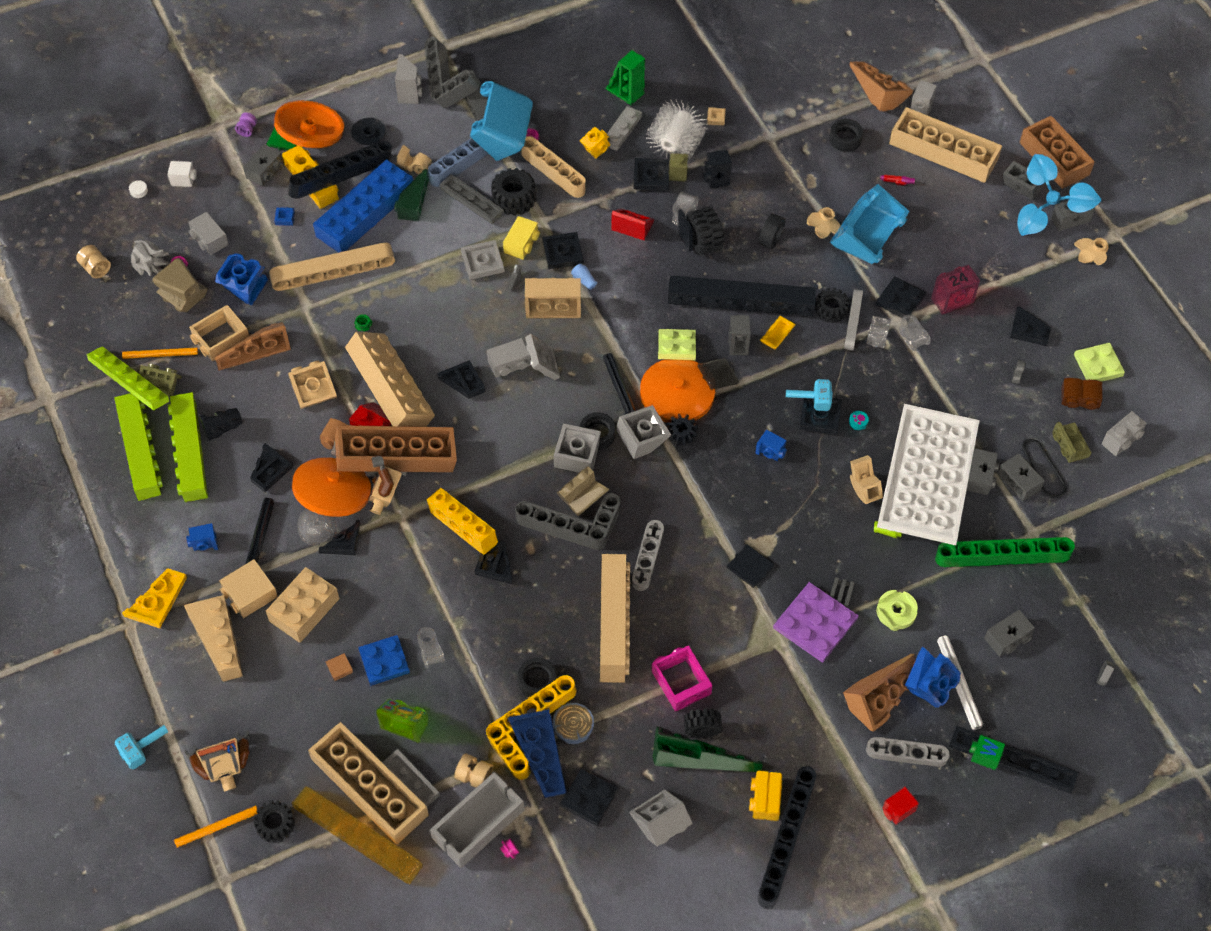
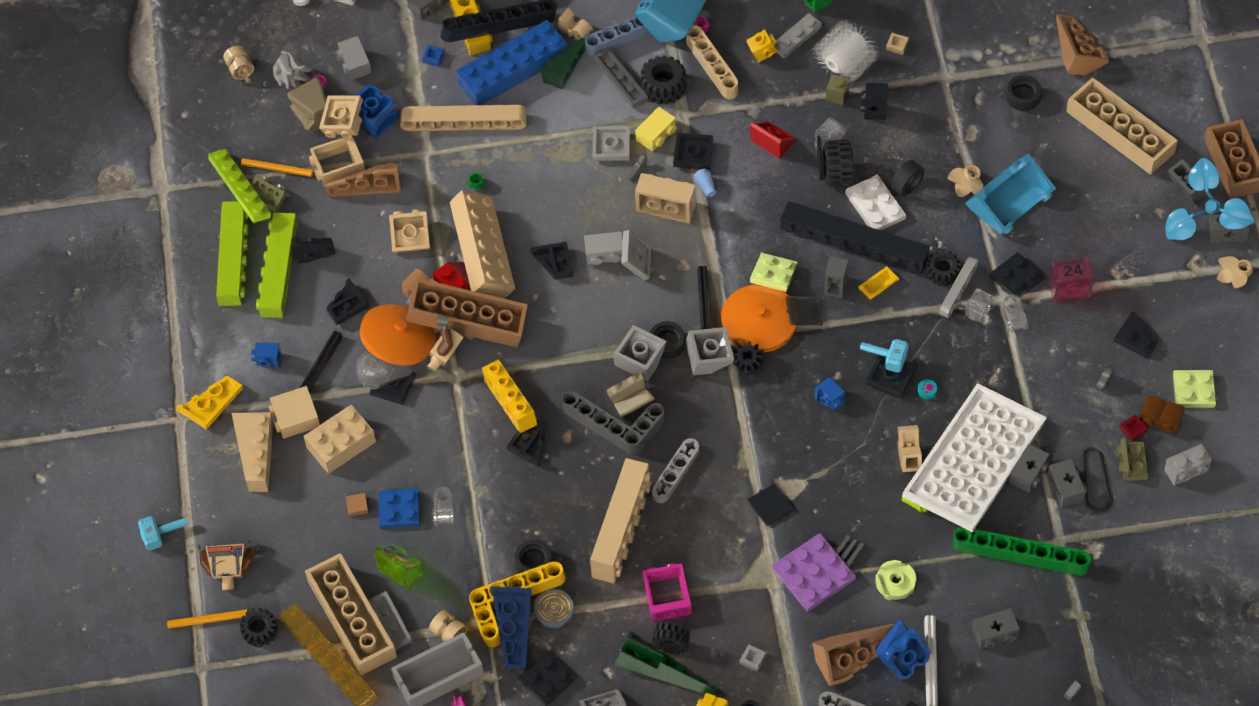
camera: 20 degrees right, 0 degrees up
(213, 288) = (341, 116): none -> tan plate
(651, 174) = (808, 91): black plate -> none
(748, 261) = (875, 203): none -> white plate
(787, 722) = (753, 658): none -> light grey tile
(899, 180) = (1061, 152): red piece -> none
(923, 97) = (1115, 73): light grey brick -> none
(1060, 411) = (1133, 428): none -> dark red plate

